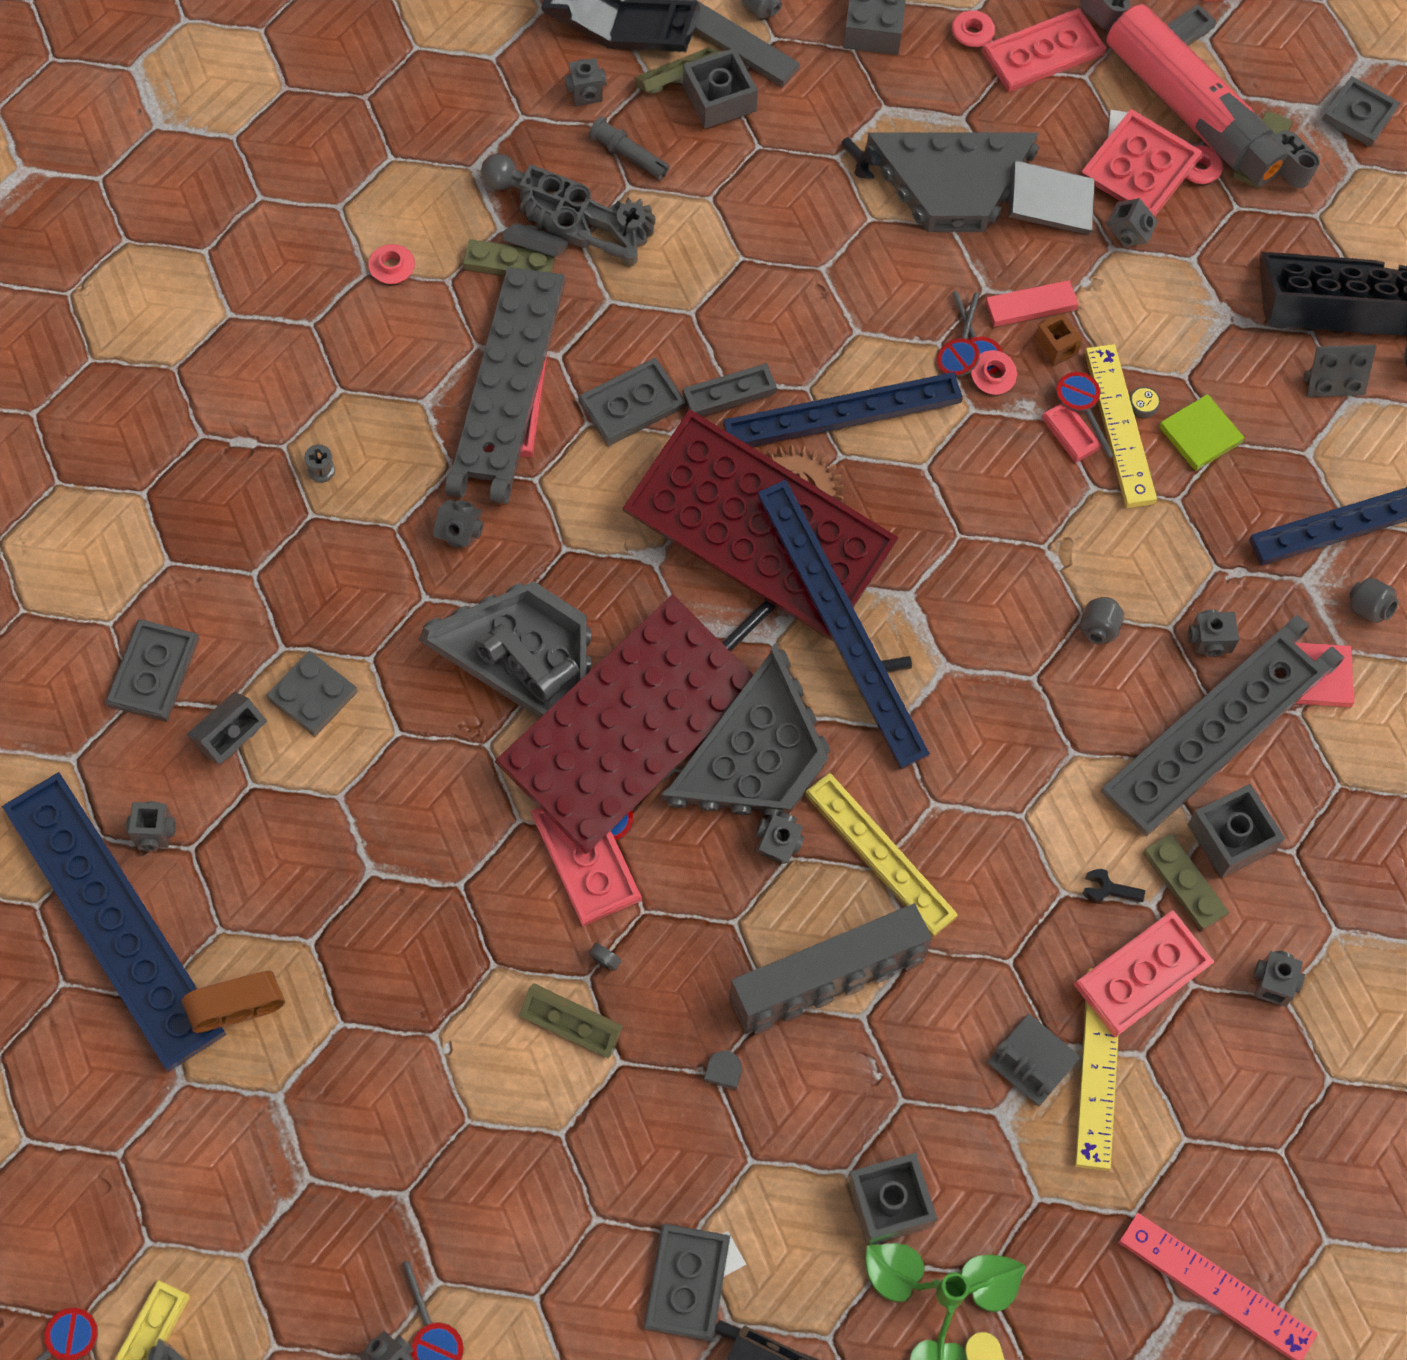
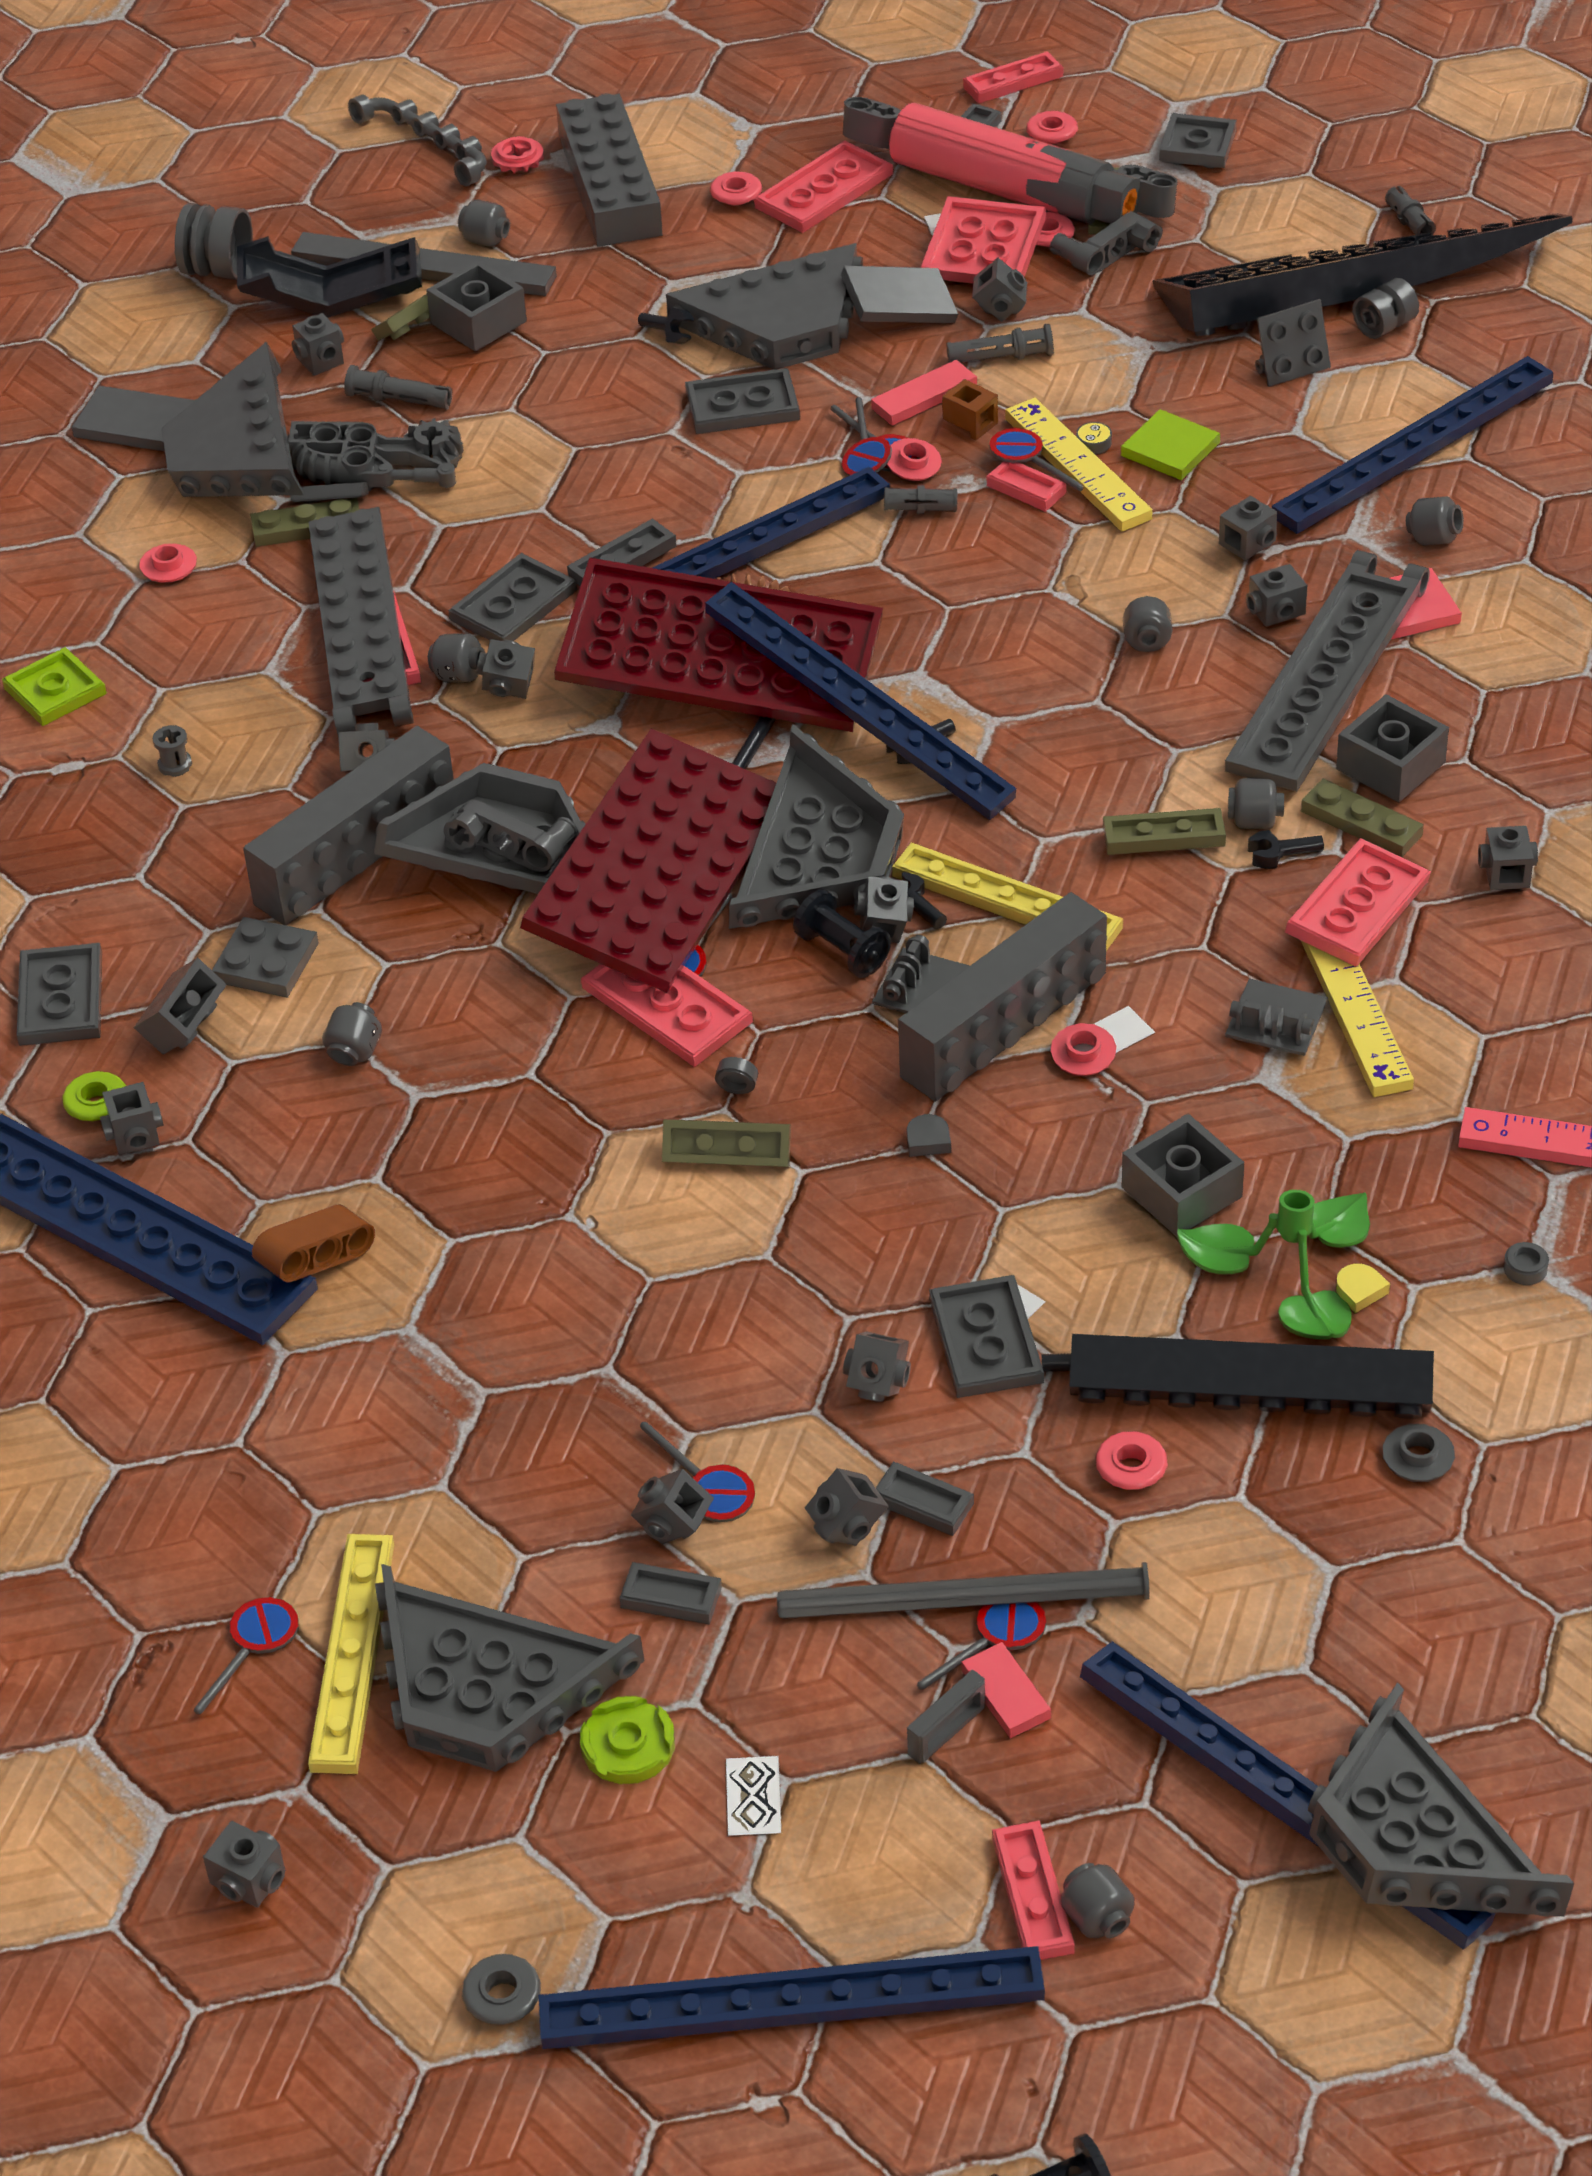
camera: 15 degrees left, 20 degrees down
(132, 772) = (86, 1087): none -> lime piece
(262, 359) = (54, 686): none -> lime tile
(341, 801) = (352, 1034): none -> dark grey head
(410, 599) = (336, 830): none -> dark grey brick
(422, 104) = (127, 417): none -> dark grey tile
(478, 161) = (234, 436): none -> dark grey piece
(563, 451) = (455, 657): none -> dark grey head
(591, 1289) = (888, 1355): none -> dark grey brick
(602, 487) = (506, 668): none -> dark grey brick
(737, 848) = (819, 918): none -> black hose
(782, 919) = (915, 976): none -> dark grey hinge
(810, 830) = (923, 907): none -> black bar
(870, 1048) = (1080, 1062): none -> coral piece
(887, 258) = (742, 401): none -> dark grey tile
(902, 1022) = (1124, 1027): none -> white sticker
(981, 419) = (920, 499): none -> dark grey pin
(1026, 839) = (1164, 831): none -> olive plate
(1106, 841) = (1255, 803): none -> dark grey head
(1124, 281) = (1017, 338): none -> dark grey pin
(1222, 552) = (1248, 527): none -> dark grey brick
(1251, 44) = (1052, 127): none -> coral piece
(1263, 194) = (1109, 244): none -> dark grey beam

